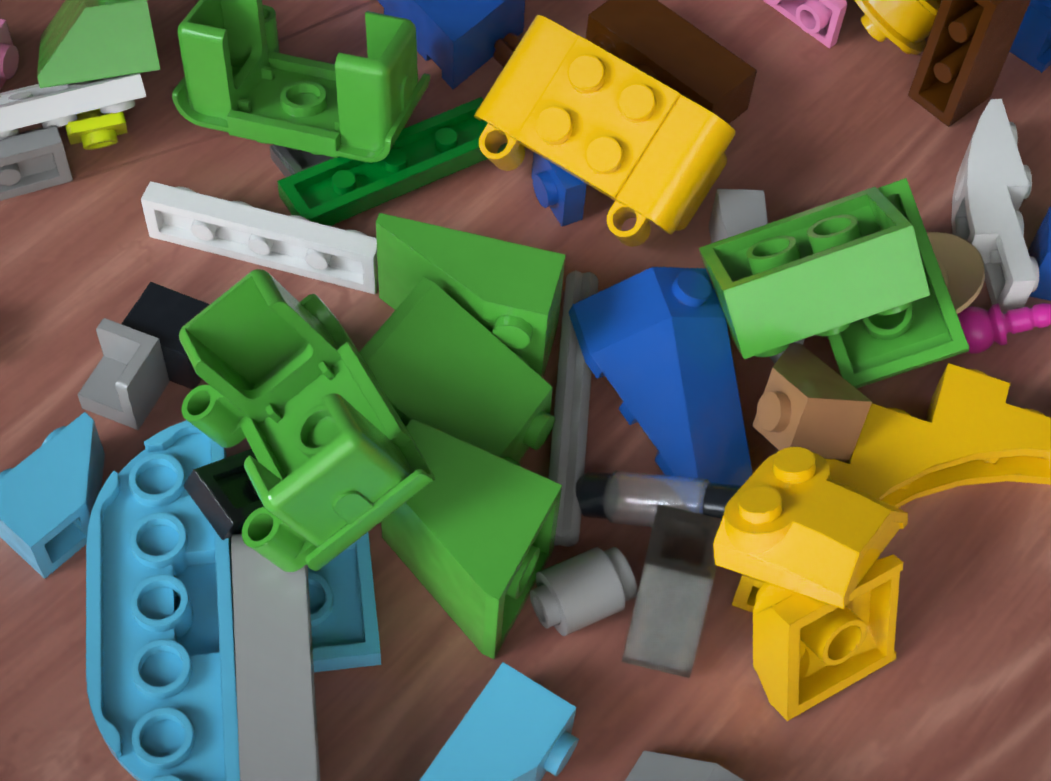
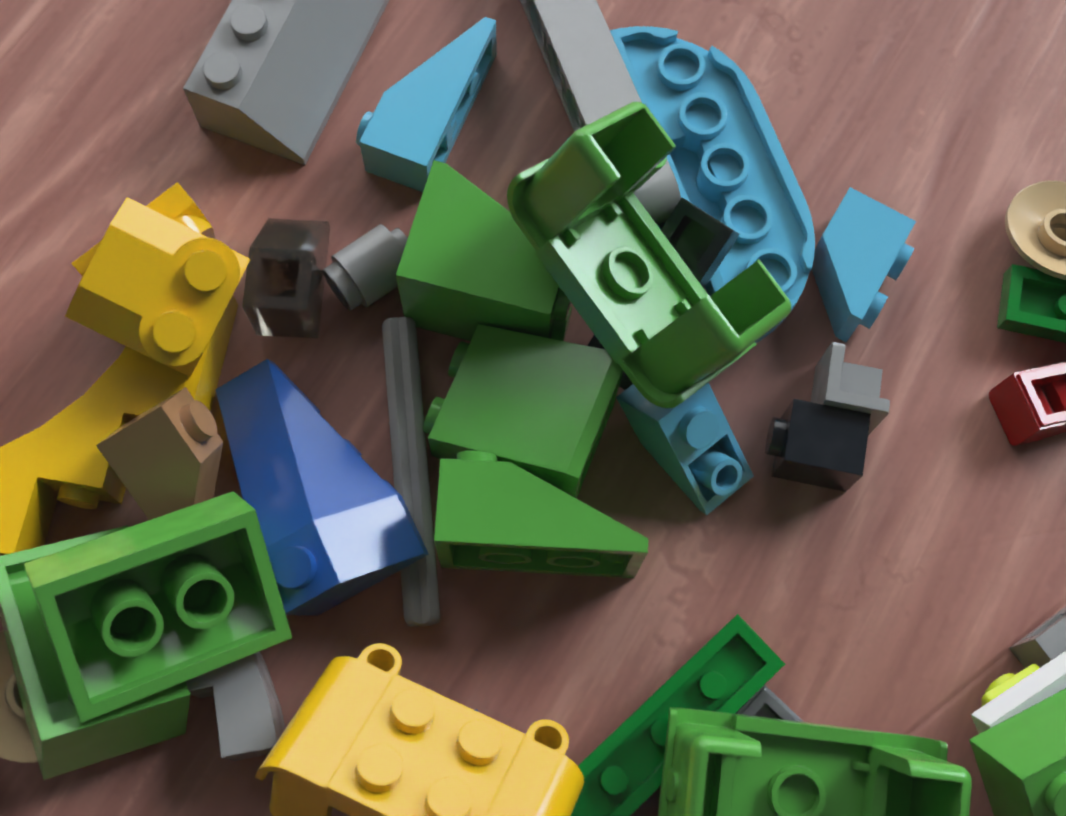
camera: 170 degrees right, 15 degrees up
(261, 237) = (803, 592): white plate -> none
(634, 496) = (301, 353): clear piece -> none

